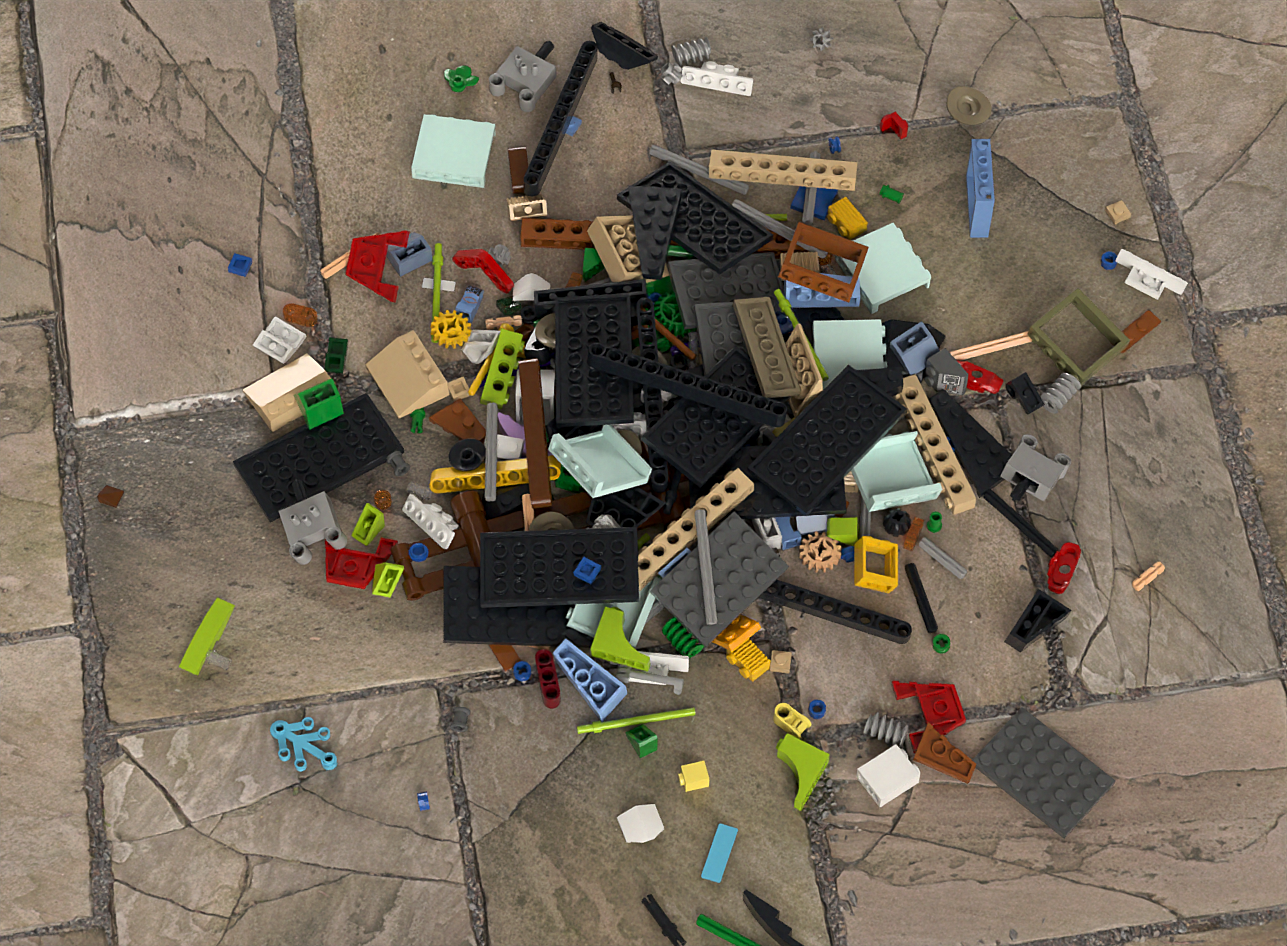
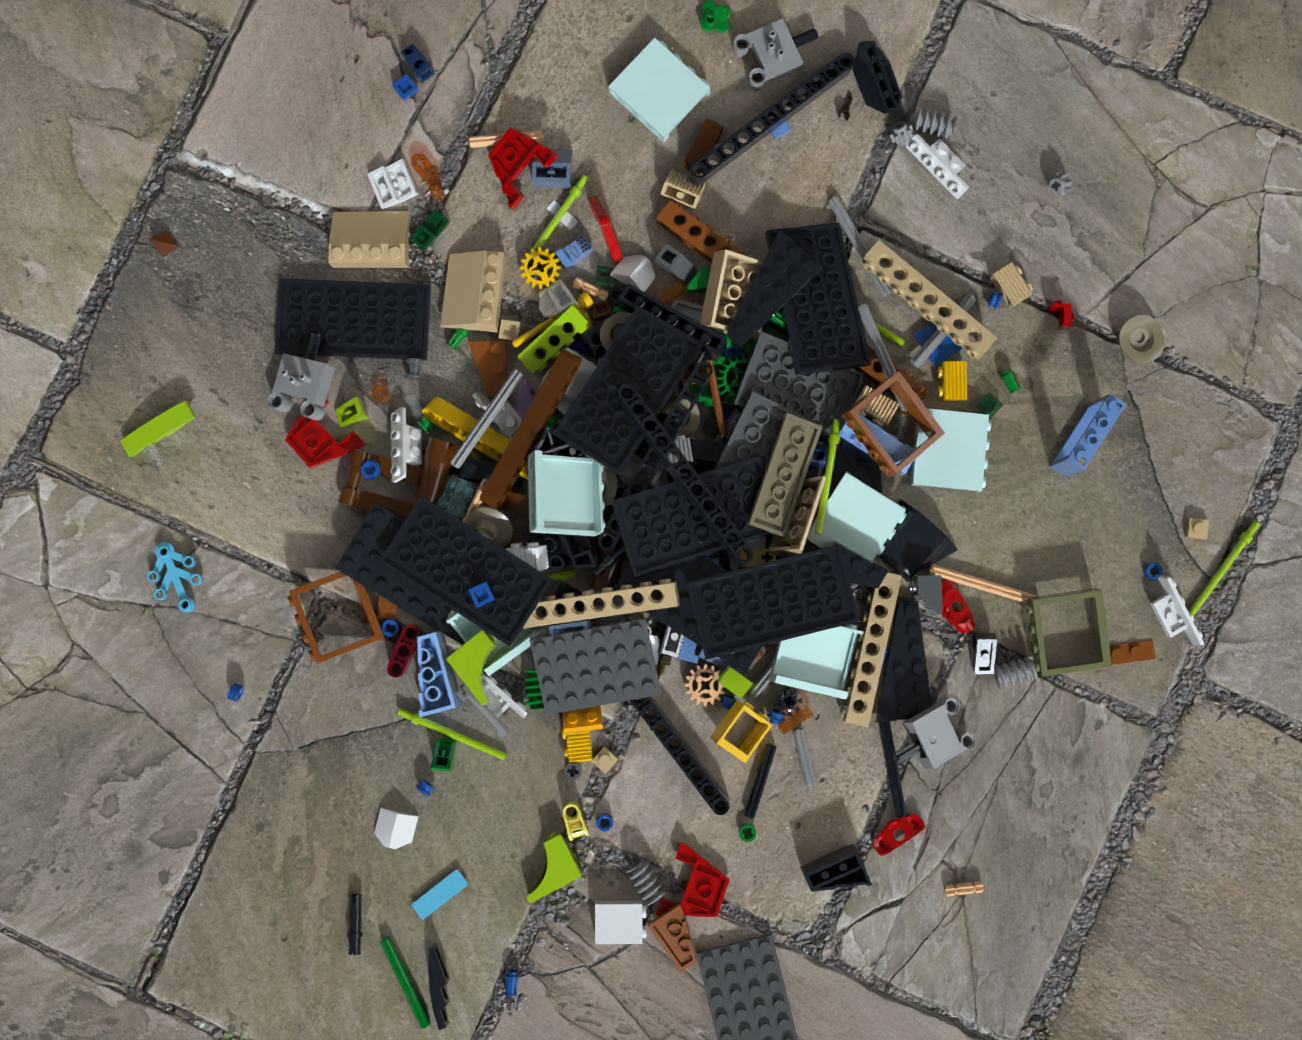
camera: 40 degrees right, 25 degrees up
(238, 241) = (417, 63): none -> dark blue leg
(319, 403) = (376, 273): green slope -> none
(322, 324) = (436, 192): none -> clear orange bush
(386, 578) = (332, 472): lime slope -> none
(438, 497) = (425, 424): none -> green bush
(467, 449) = (465, 397): black dish -> none
(482, 660) = (307, 634): none -> dark orange window
(500, 254) = (628, 222): light grey gear -> none
(507, 520) = (457, 497): none -> clear light blue bracket
(559, 261) = (675, 263): none -> dark grey slope
(644, 774) = (425, 787): none -> blue bush
(694, 776) = (463, 816): light yellow brick -> none
(705, 566) = (586, 653): light grey axle -> none
(760, 683) = (577, 774): none -> dark grey bush
(833, 882) = (511, 982): none -> blue pin
(844, 127) = (1011, 284): none -> tan brick
(888, 217) = (989, 405): none -> clear green plate
(897, 539) = (775, 717): none -> blue plate
(914, 348) = (916, 555): sand blue slope -> none
(934, 524) = (815, 719): green pin -> none
(1159, 197) = (1244, 538): none -> lime bar

